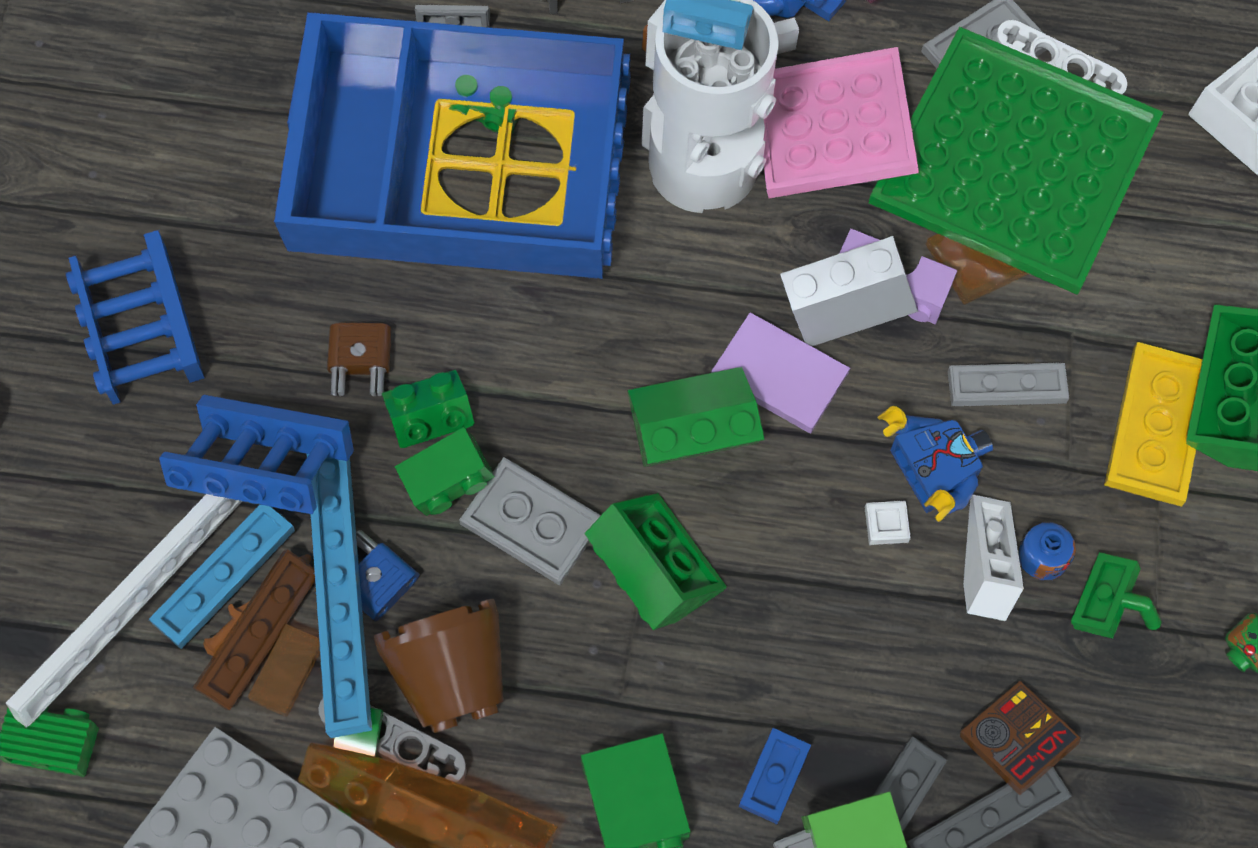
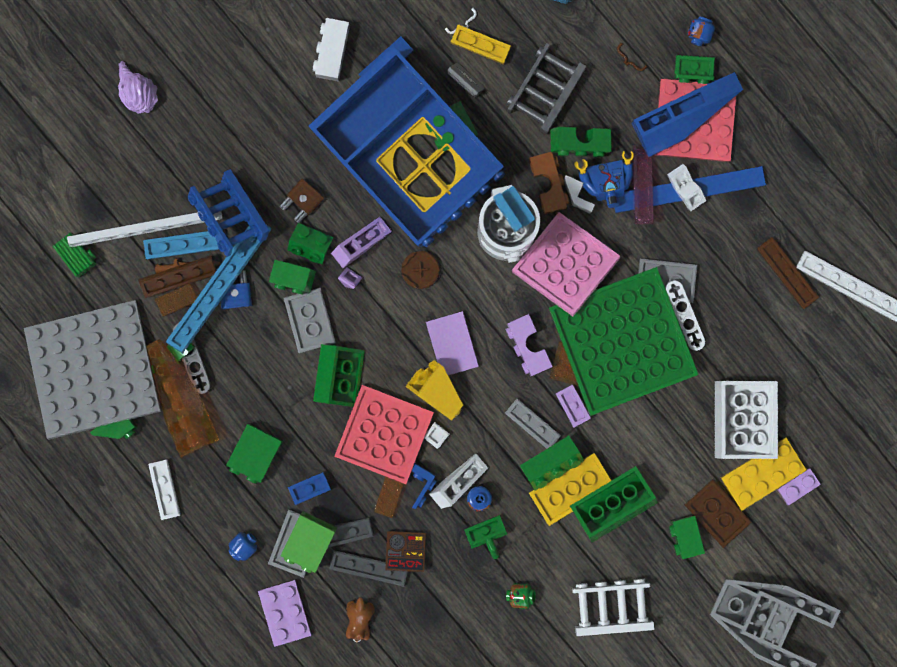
camera: 45 degrees right, 20 degrees up
(171, 324) = (252, 110): blue fence -> none
(216, 120) = (331, 49): none -> white brick
(447, 664) = (230, 350): reddish brown cone -> none
(504, 342) = (360, 242): none -> lavender slope
(537, 408) = (349, 278): none -> lavender slope
(631, 311) = (420, 270): none -> reddish brown tile
(695, 416) = (400, 335): green slope -> none
(809, 588) = (384, 434): none -> coral plate
(823, 448) = (436, 389): none -> yellow slope
(849, 292) = (502, 338): light grey slope -> none
(908, 678) = (388, 497): none -> clear orange tile
(925, 595) = (421, 474): none -> blue bracket
(936, 459) = (474, 431): blue torso -> none
(1038, 307) = (573, 406): none -> lavender plate
(1096, 406) = (552, 463): none -> green brick

